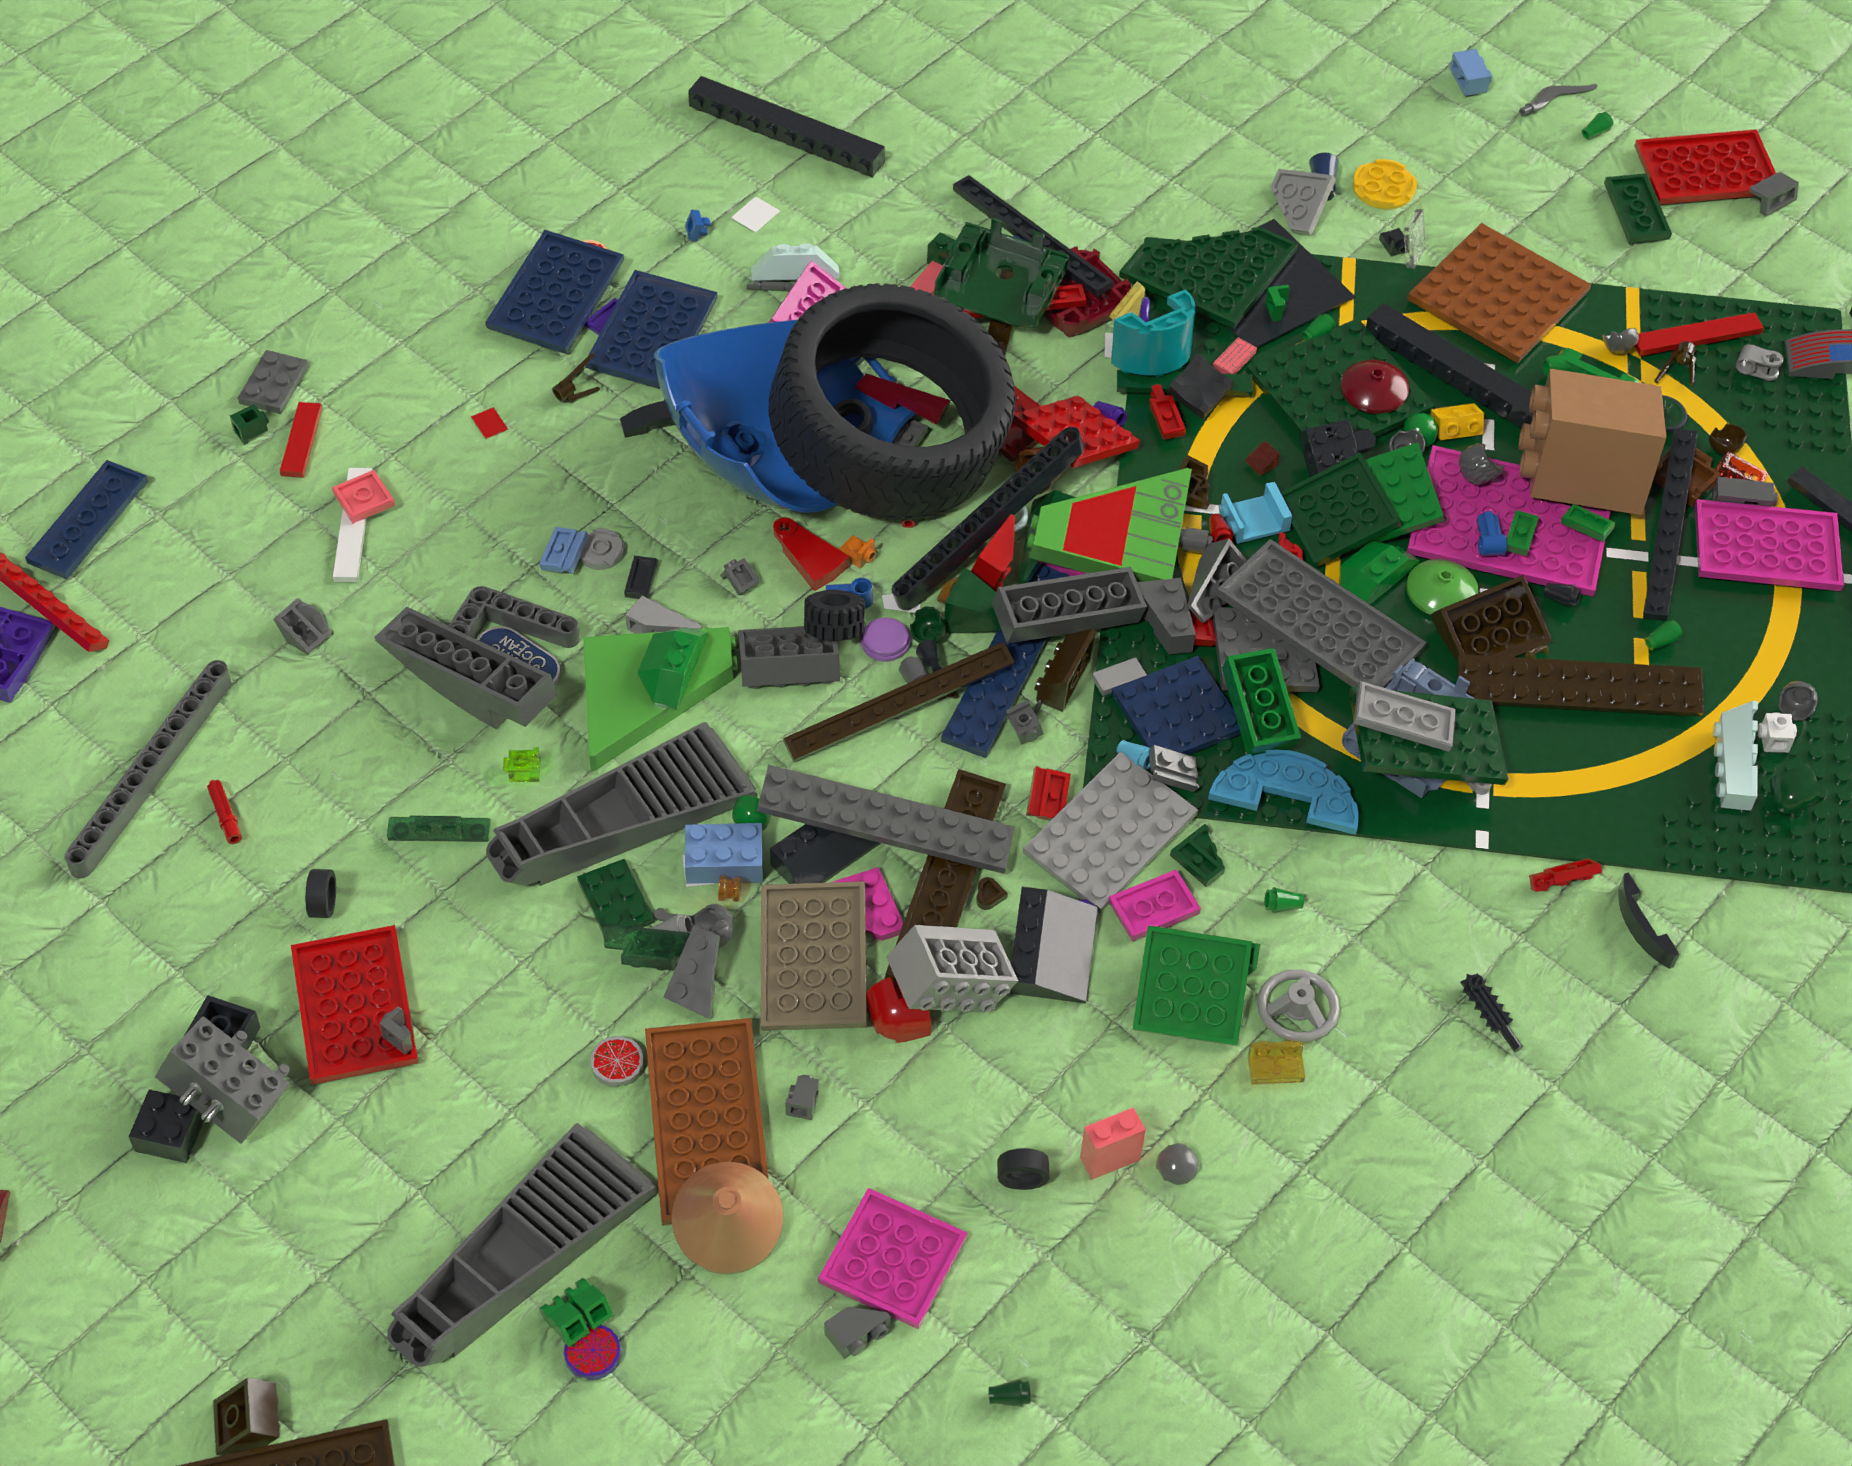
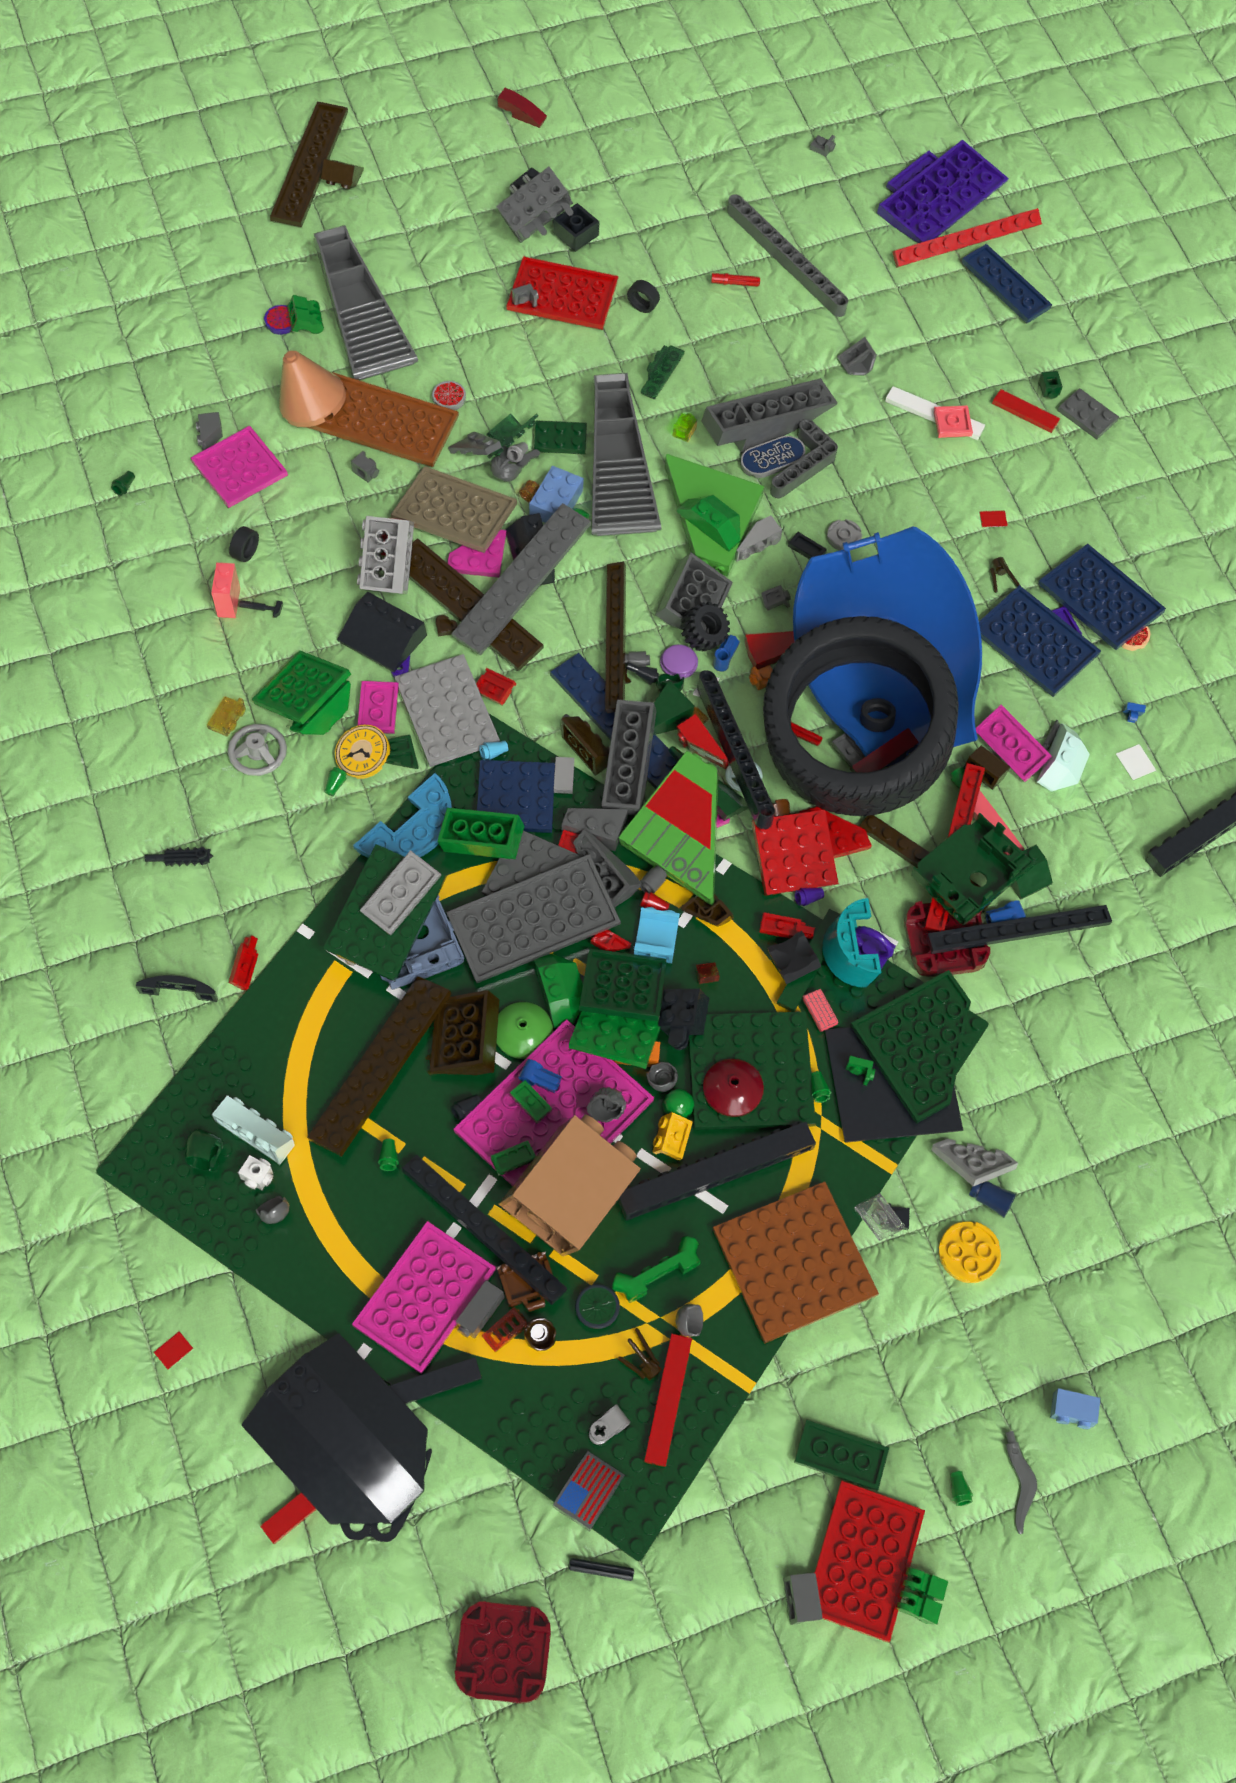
camera: 115 degrees right, 10 degrees up
(563, 550) = (849, 510): medium blue plate -> none
(1024, 722) = (558, 702): dark grey brick -> none
(1086, 1092) = (261, 606): none -> black piece
(1130, 302) = (907, 958): light yellow slope -> none
(1173, 768) = (466, 761): dark grey plate -> none
(1177, 1164) = (199, 629): dark grey hair -> none
(1228, 886) = (362, 751): none -> tile
(1705, 117) = (929, 1589): none -> green legs

